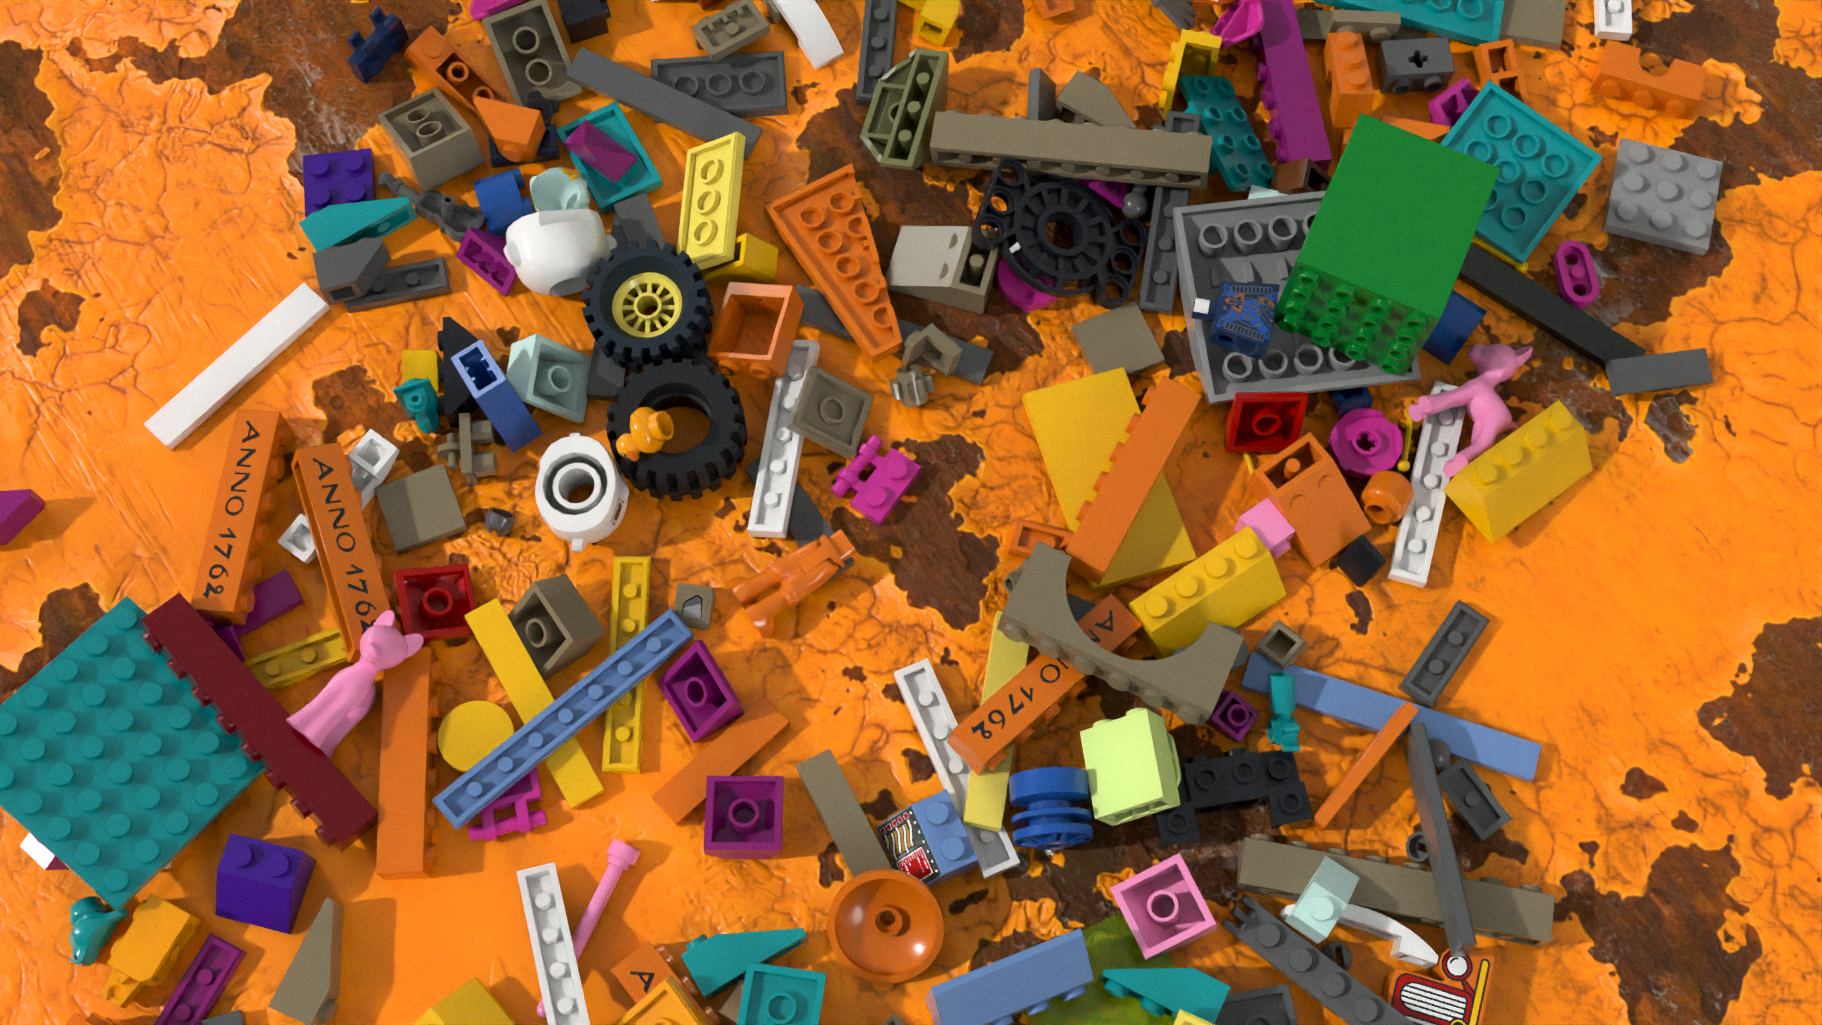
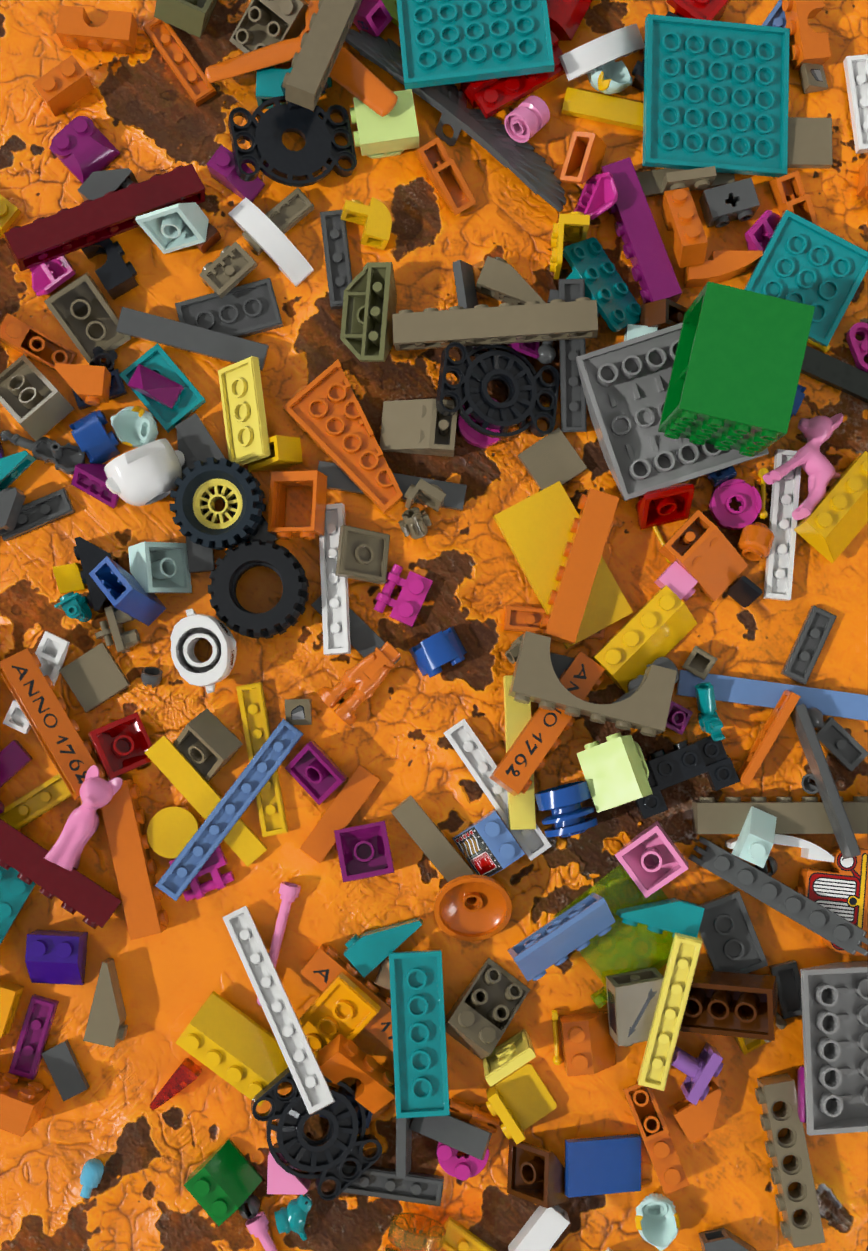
camera: 10 degrees left, 15 degrees up
(647, 434) = (240, 605): light orange animal -> none
(908, 560) = (438, 651): none -> blue cylinder
(1240, 316) = (638, 435): torso -> none

